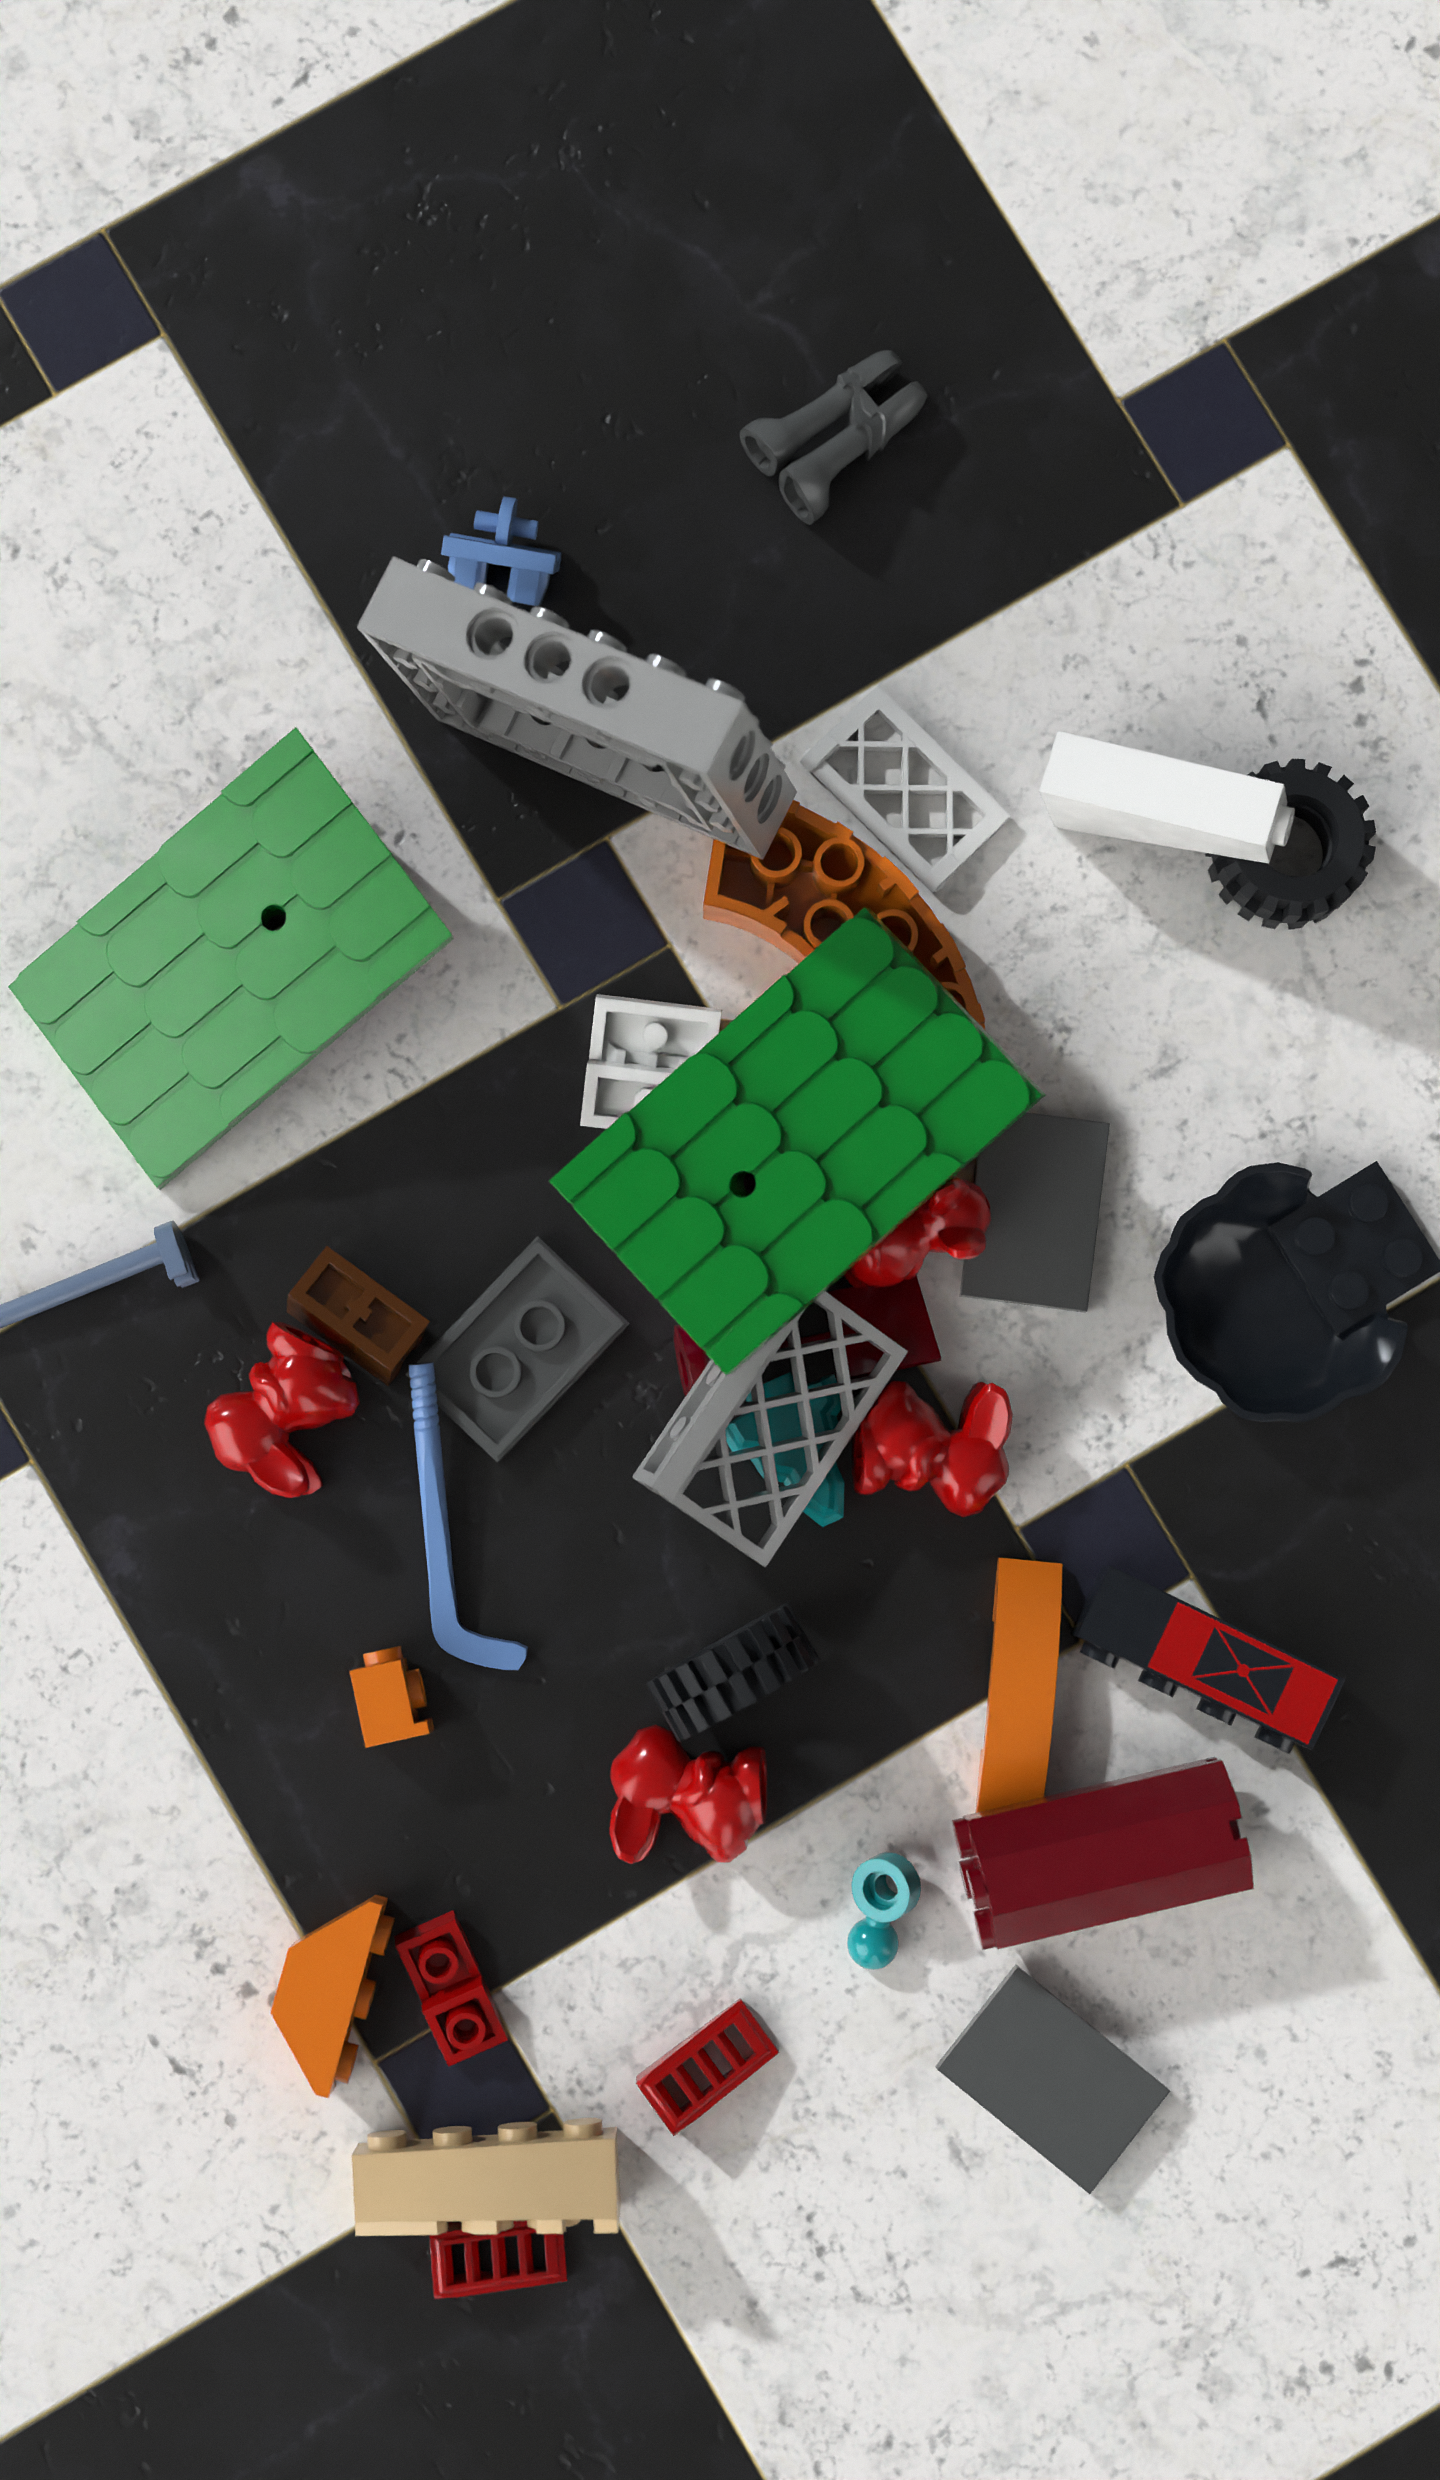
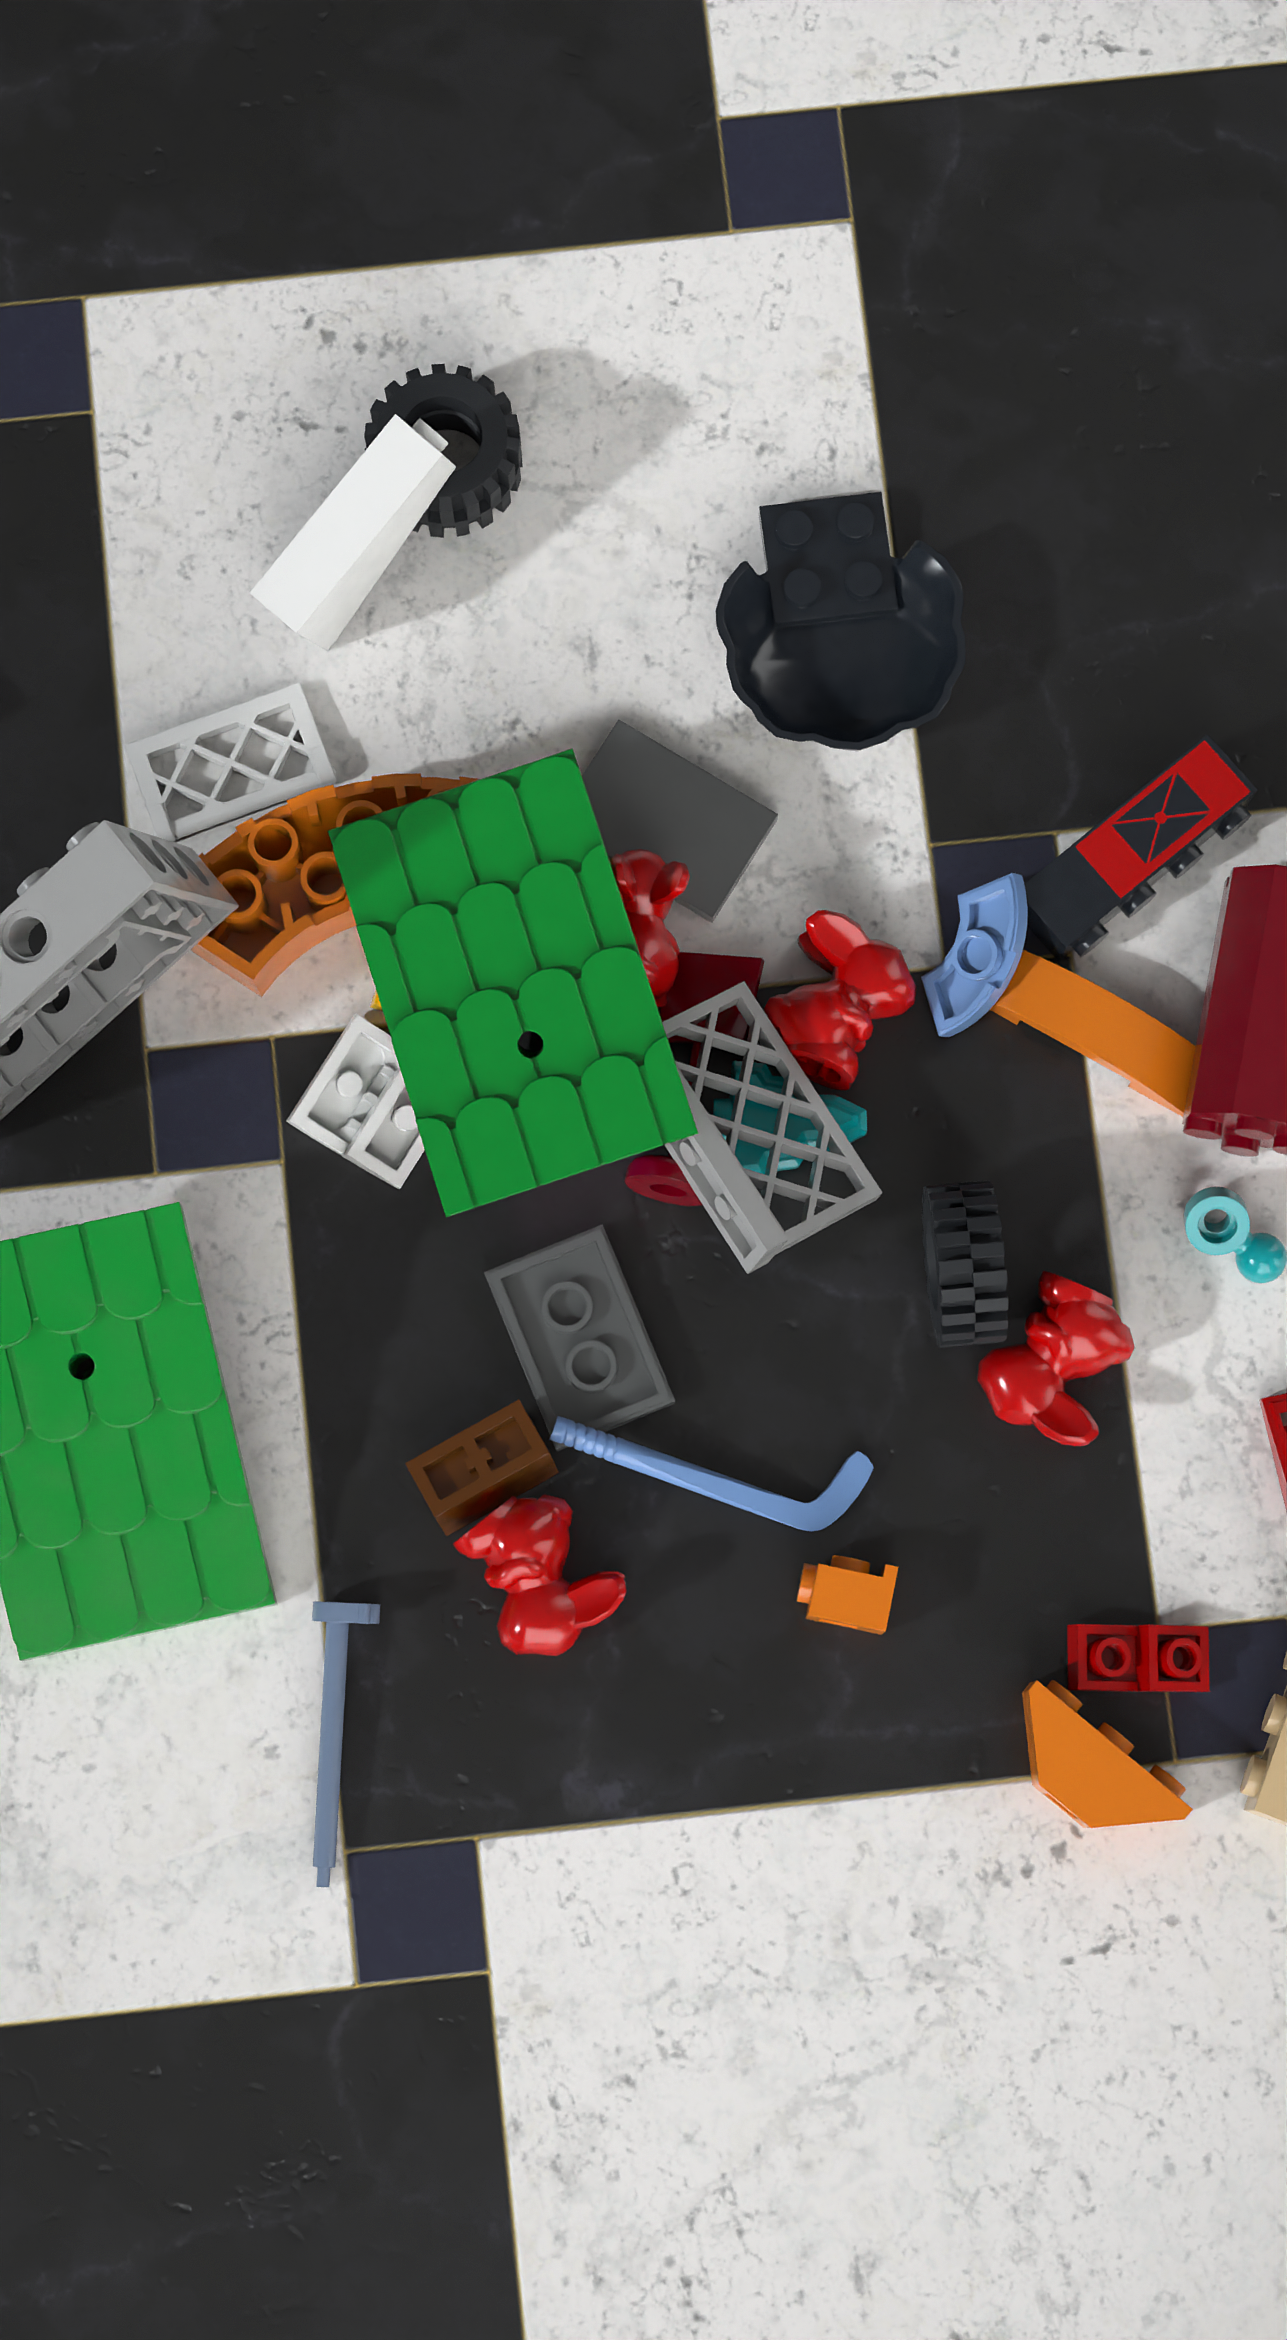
camera: 60 degrees left, 5 degrees down
(1036, 1560) = (982, 957): none -> medium blue tile

